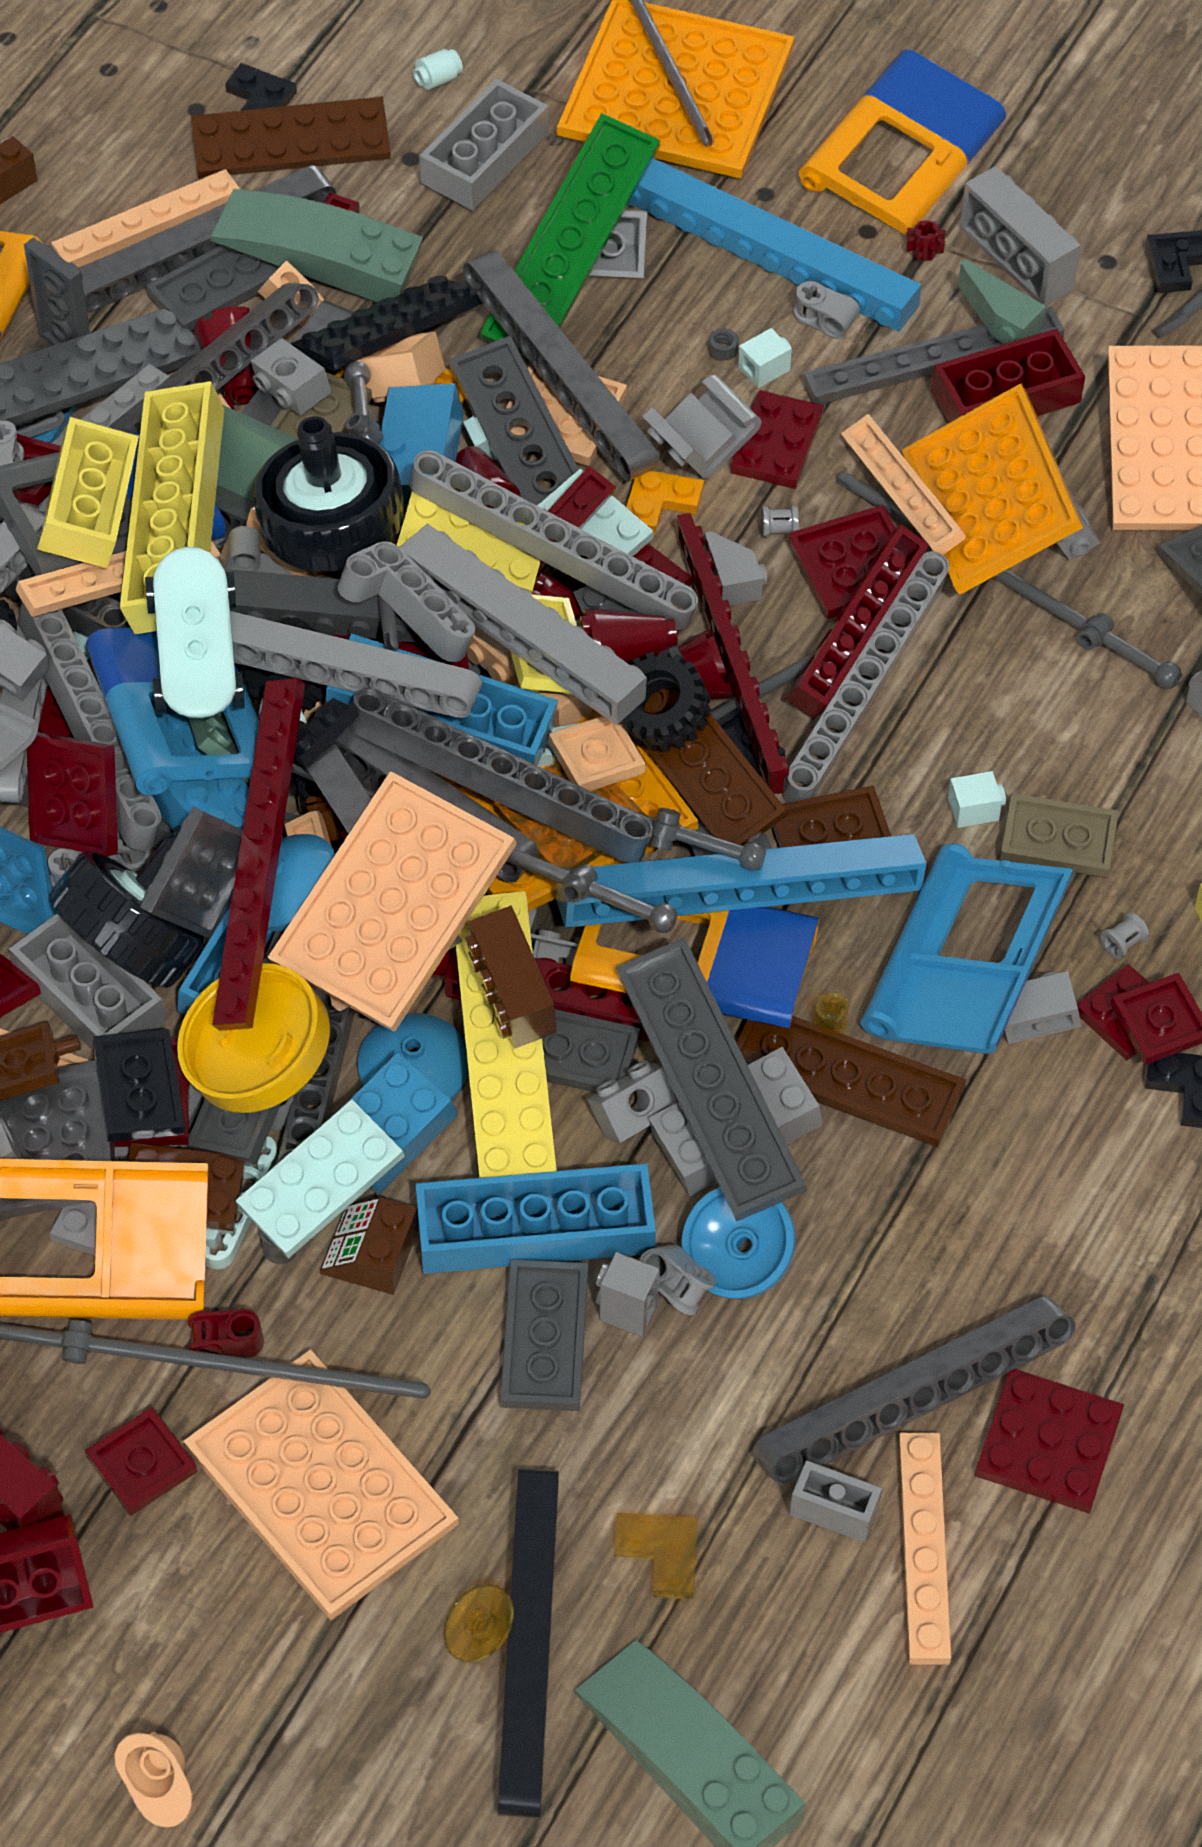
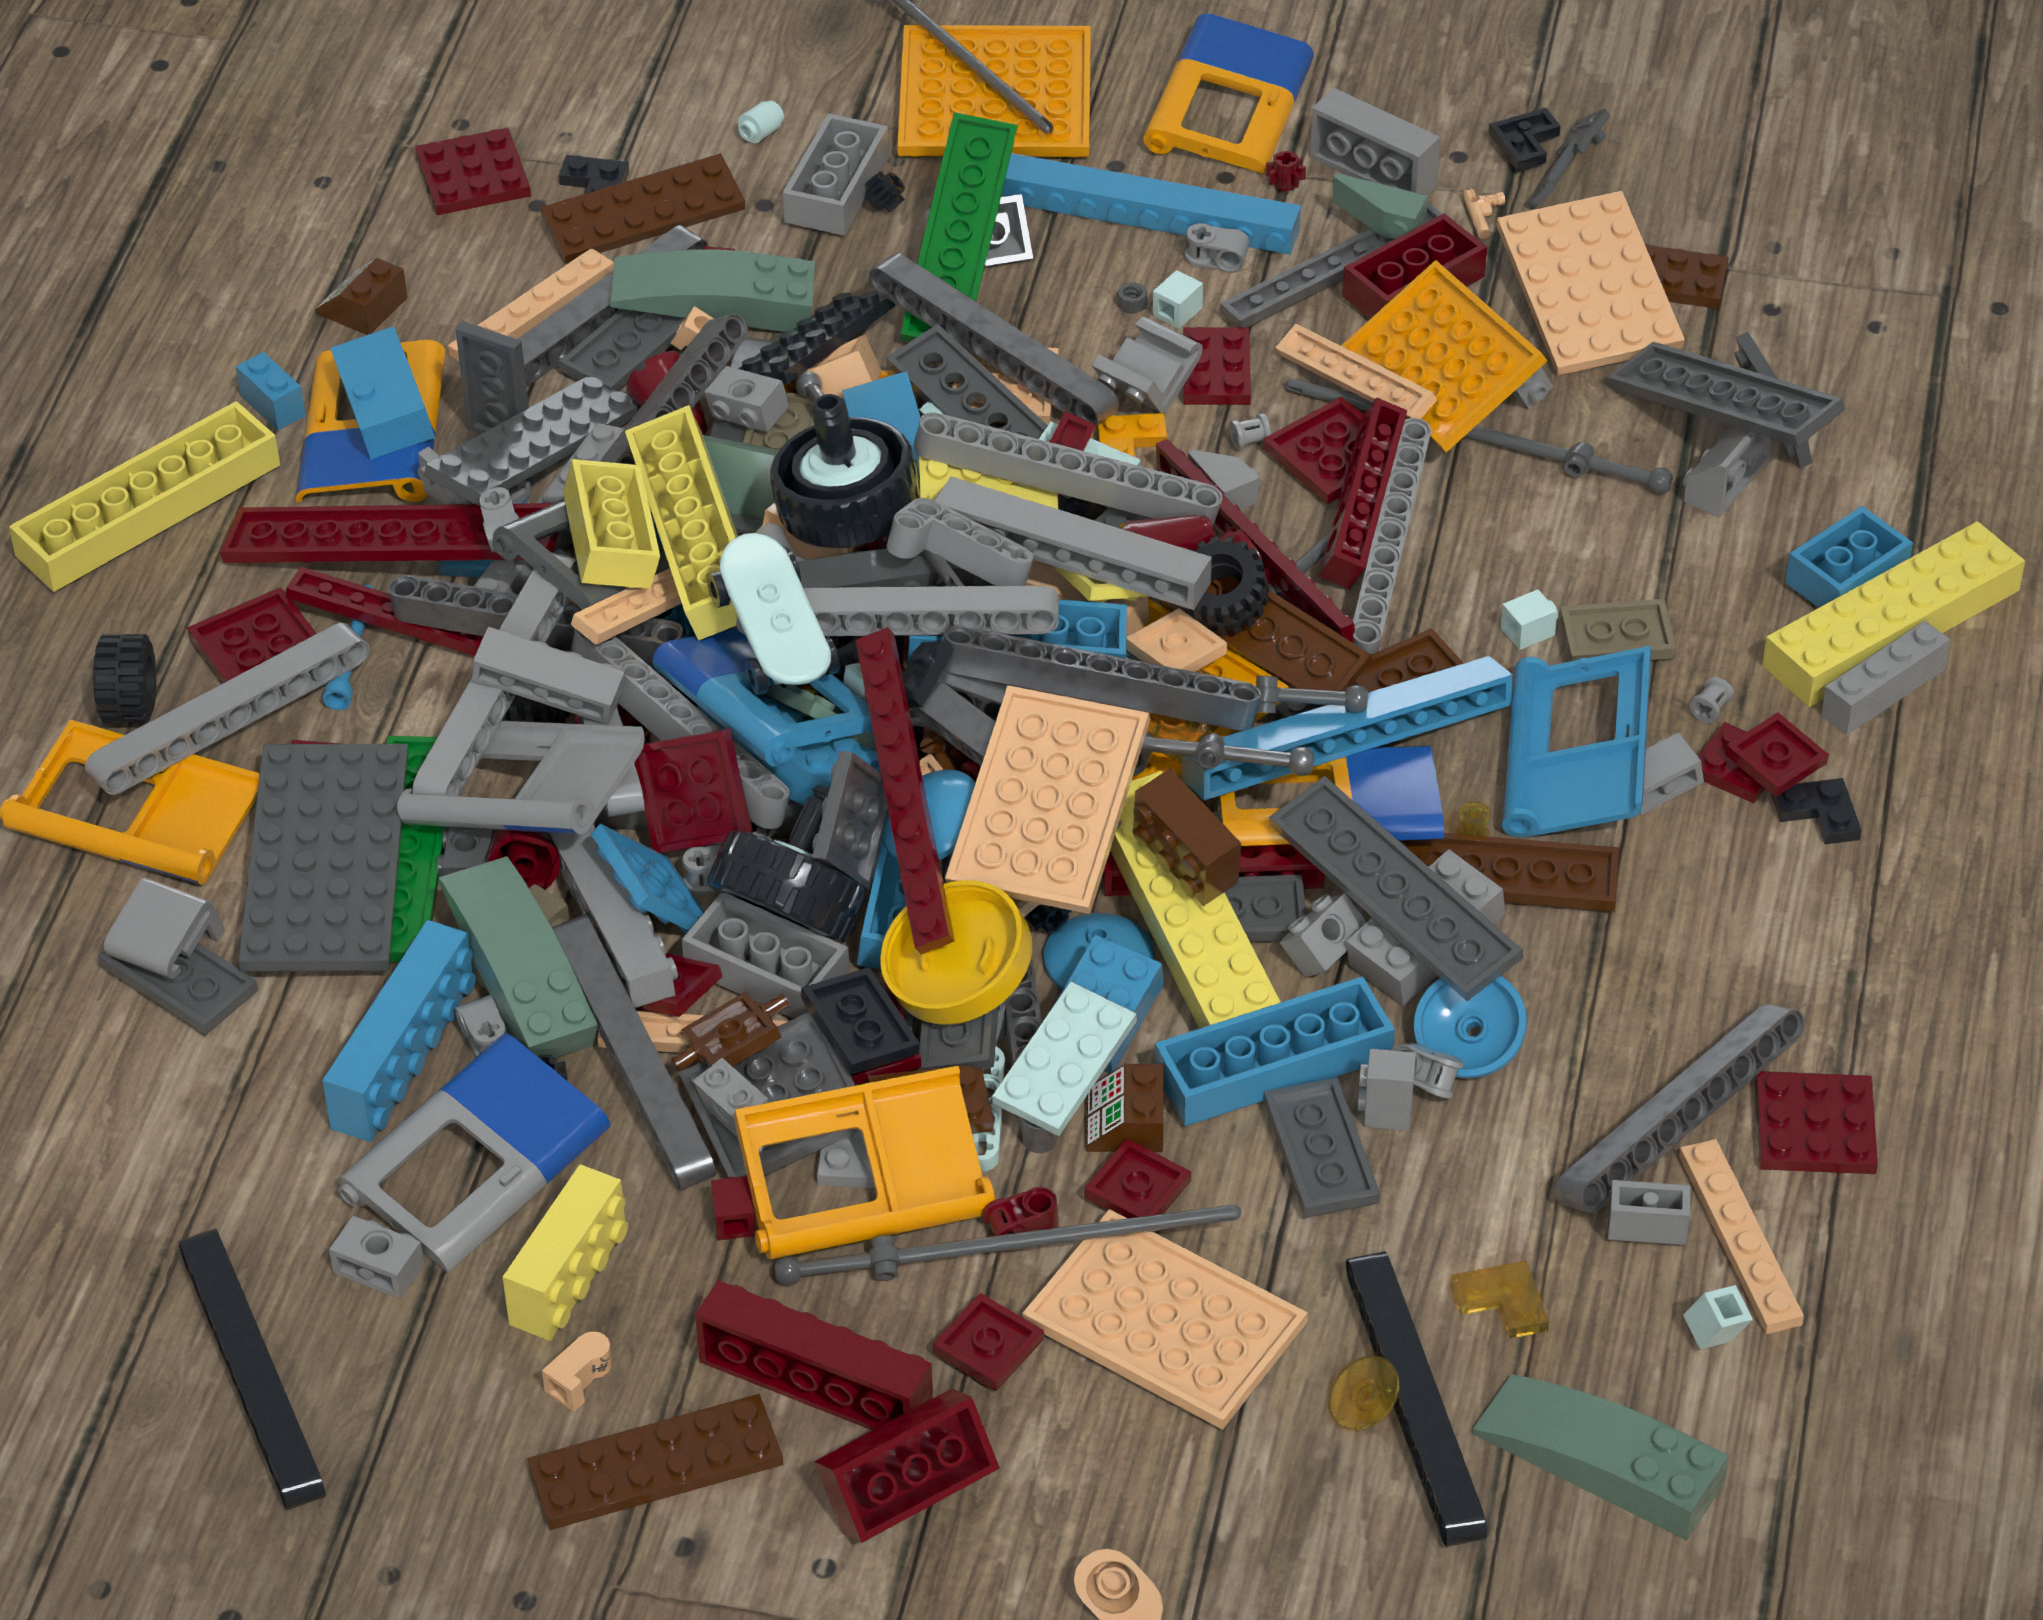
camera: 15 degrees left, 10 degrees down
(148, 59) = (472, 171): none -> dark red plate
(351, 1327) = (1137, 1182): none -> dark red plate
(525, 173) = (885, 191): none -> black gear
(859, 1639) = (1717, 1317): none -> light aqua brick
(1105, 324) = (1480, 207): none -> light nougat hose

